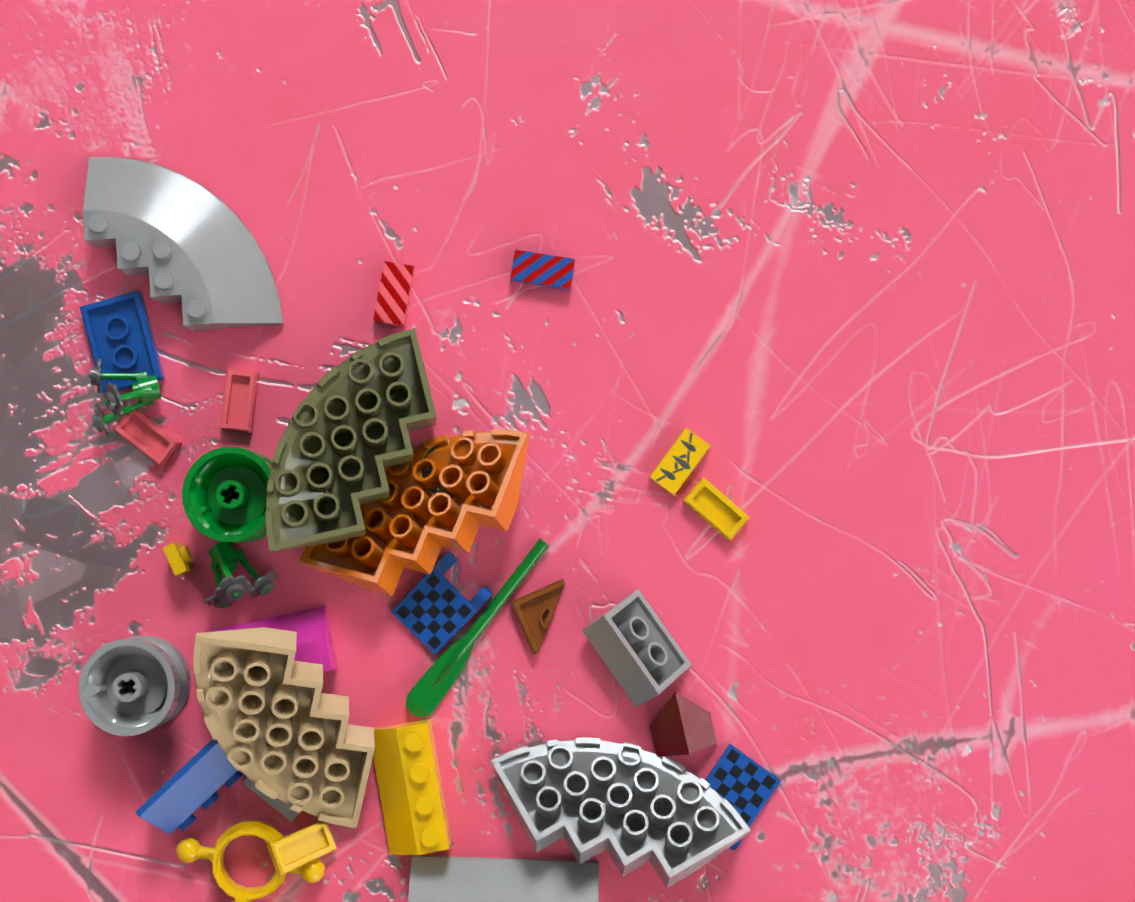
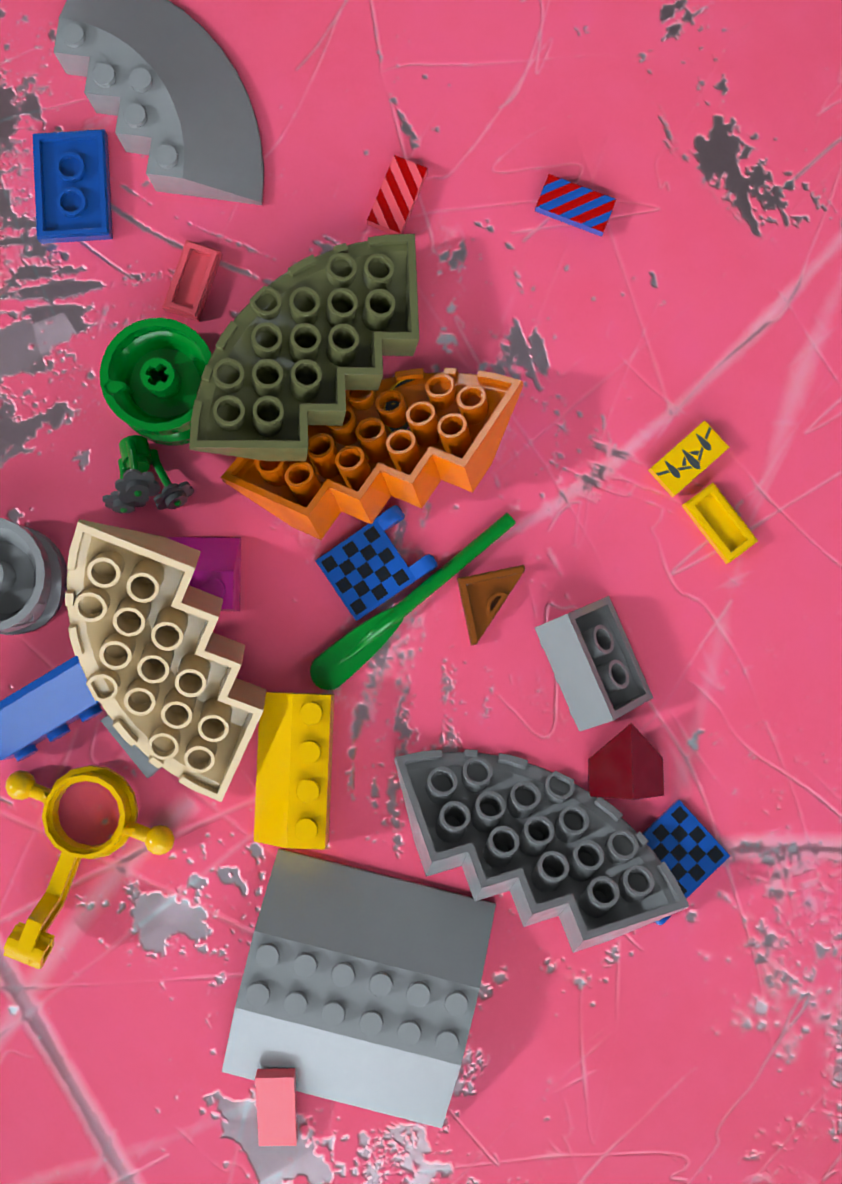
camera: 15 degrees right, 0 degrees up
(144, 391) = (86, 240): plant -> none
(147, 436) = (77, 298): coral tile -> none
(179, 557) = (83, 444): yellow plate -> none
(301, 847) = (152, 810): yellow tile -> none

